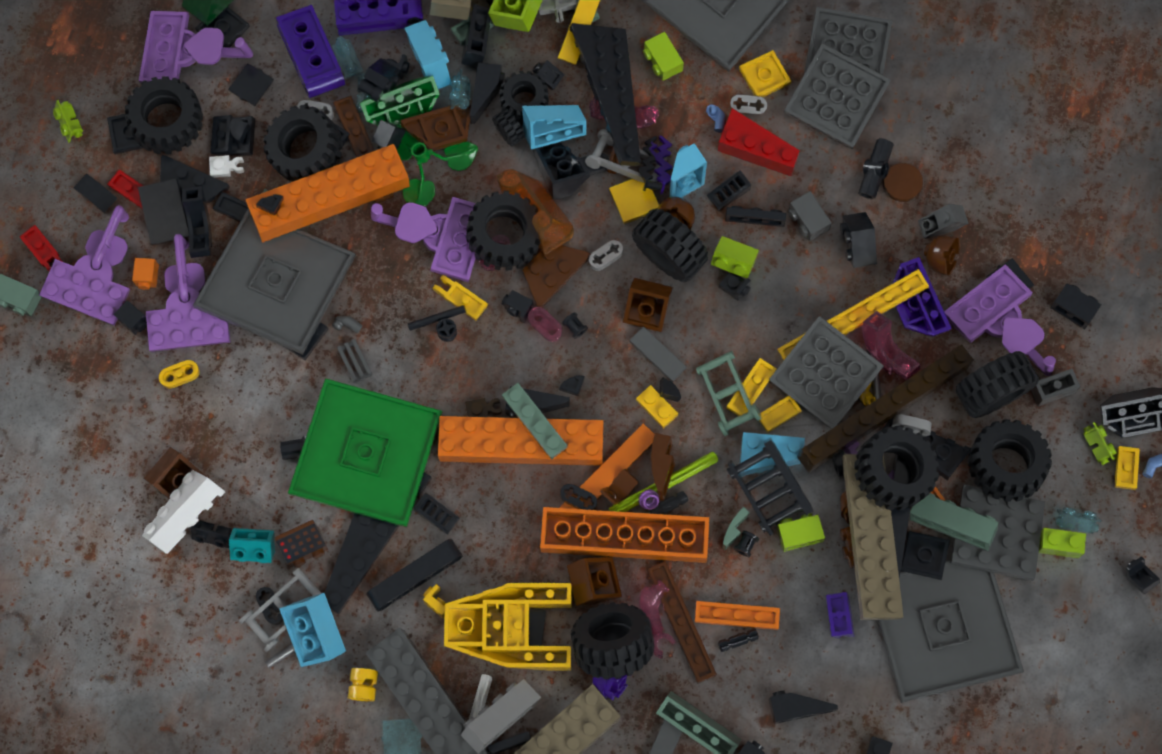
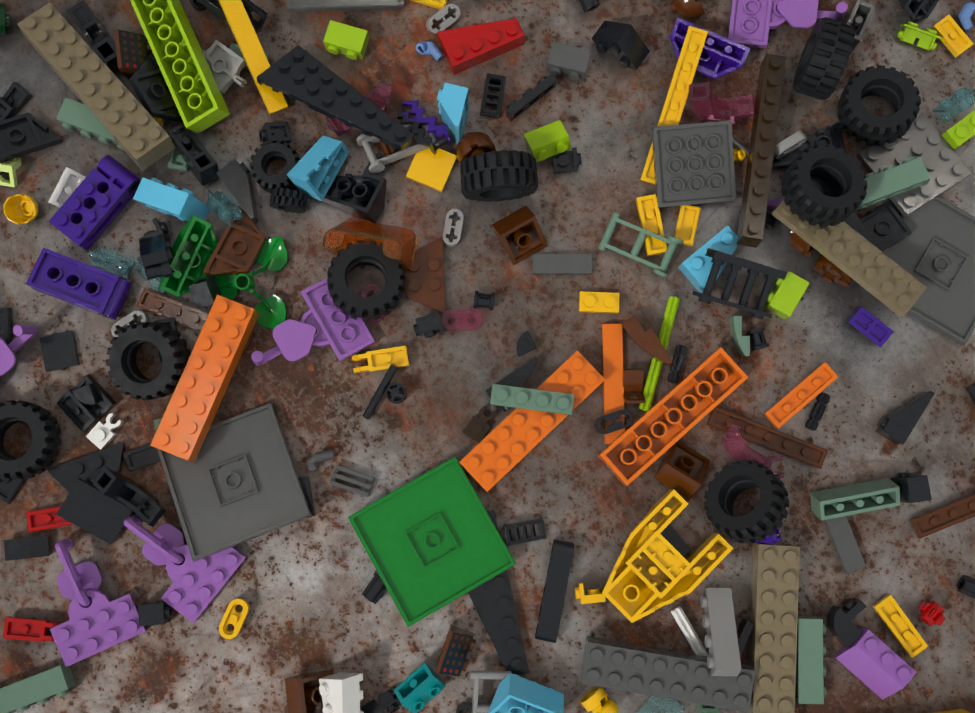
camera: 50 degrees left, 10 degrees up
(145, 273) = (130, 570): orange brick -> none
(270, 204) = (173, 430): black tile -> none
(652, 502) = (663, 374): medium lavender plate -> none
(669, 390) = (596, 282): black tile -> none

